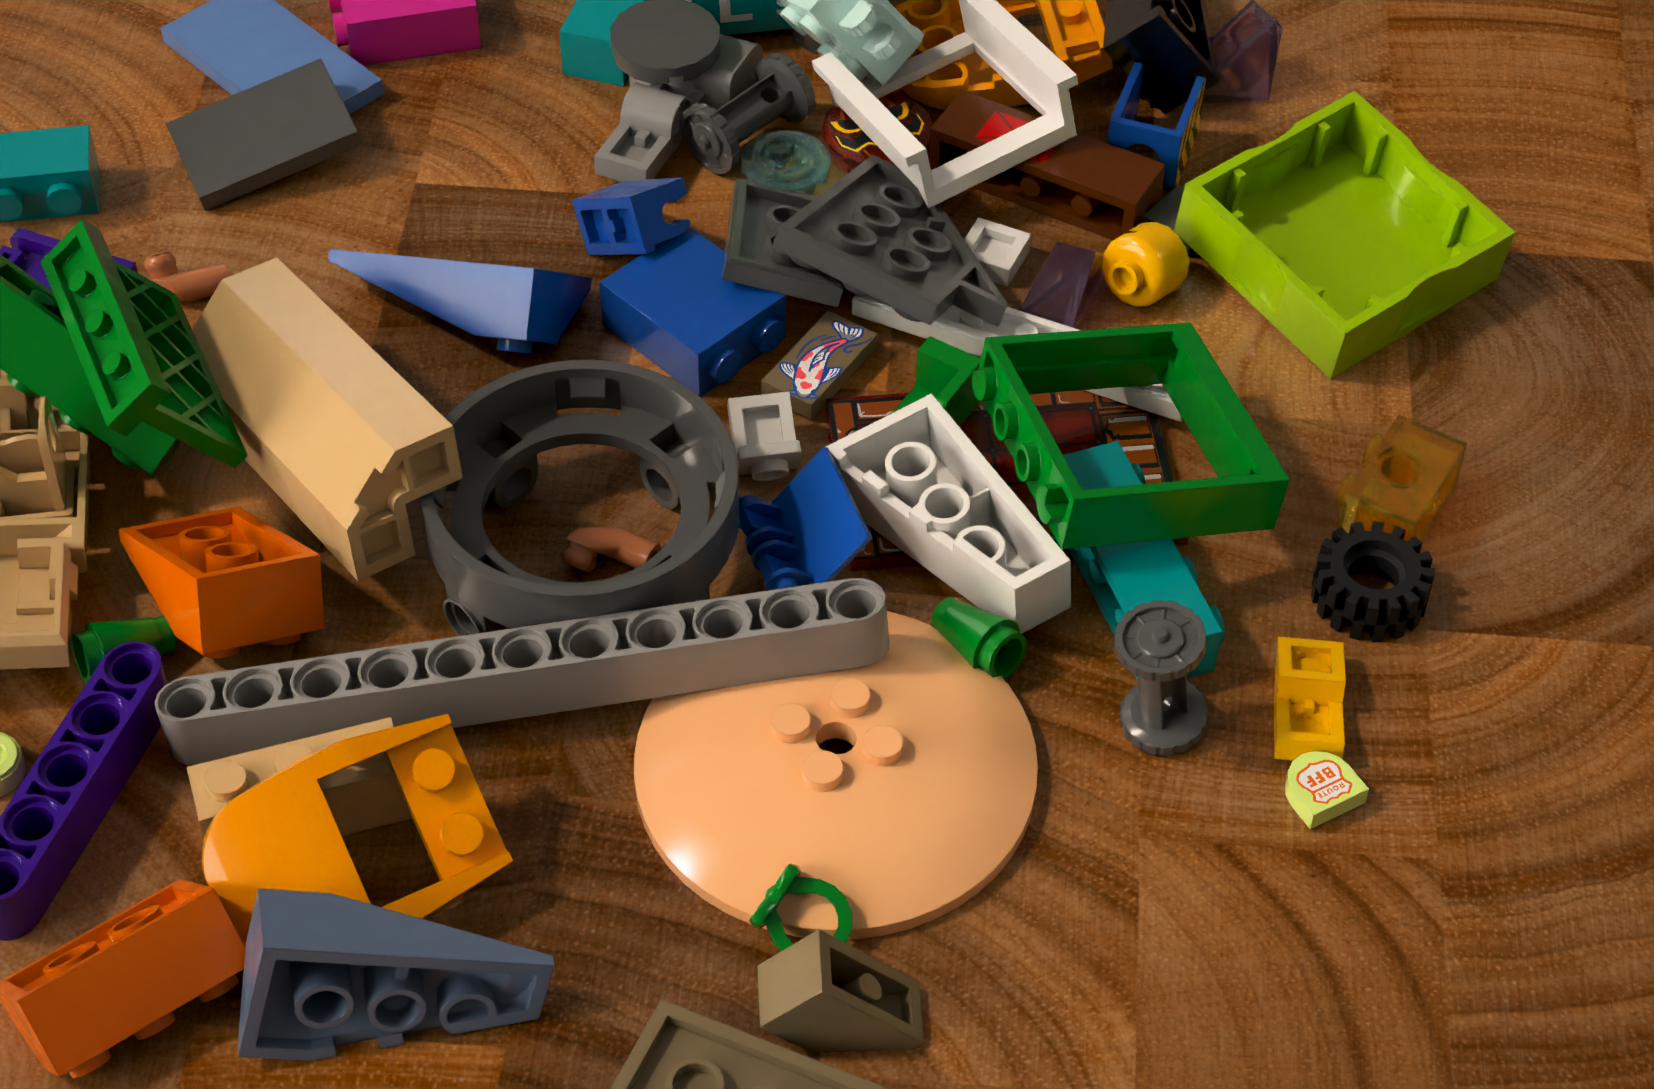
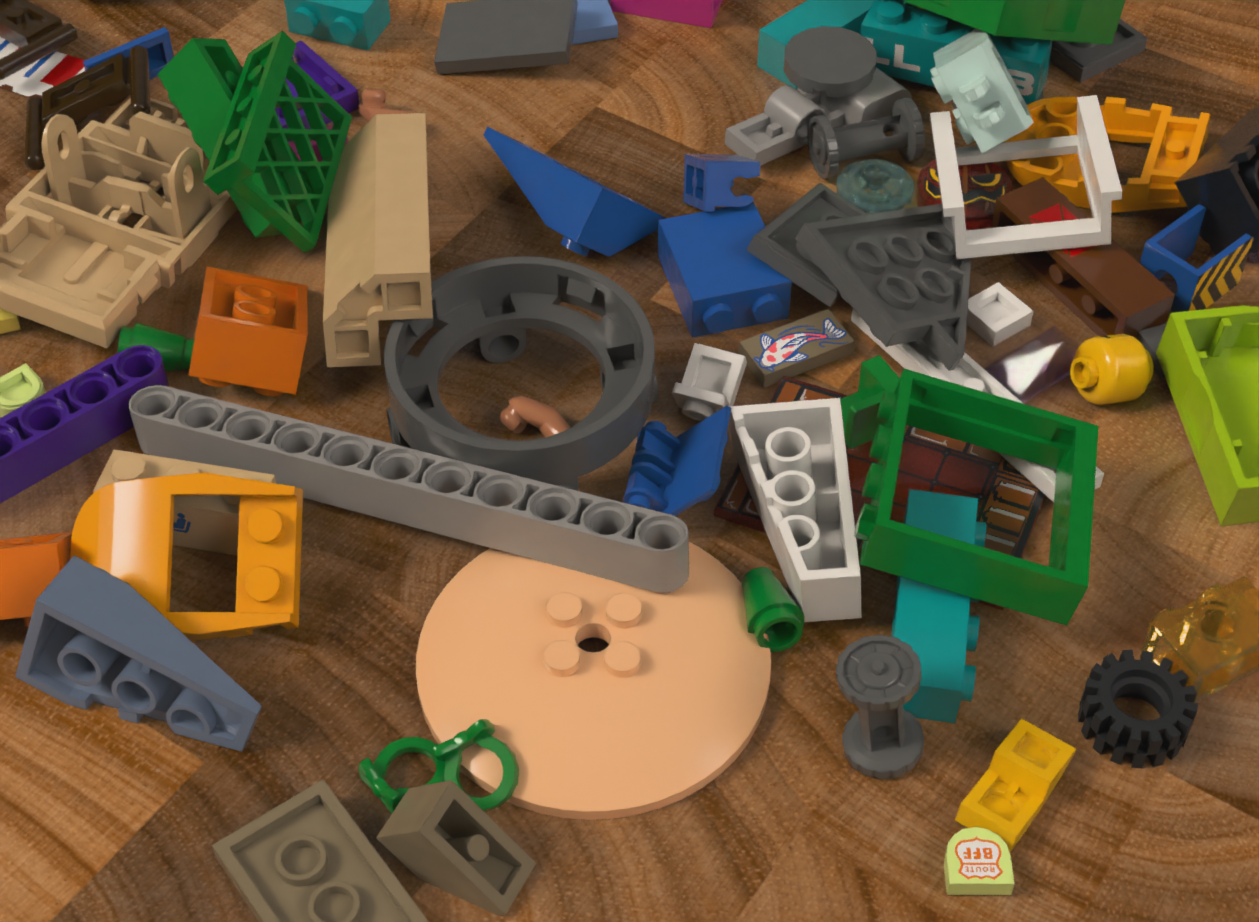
camera: 30 degrees right, 0 degrees up
(735, 988) = (374, 774): none -> green piece

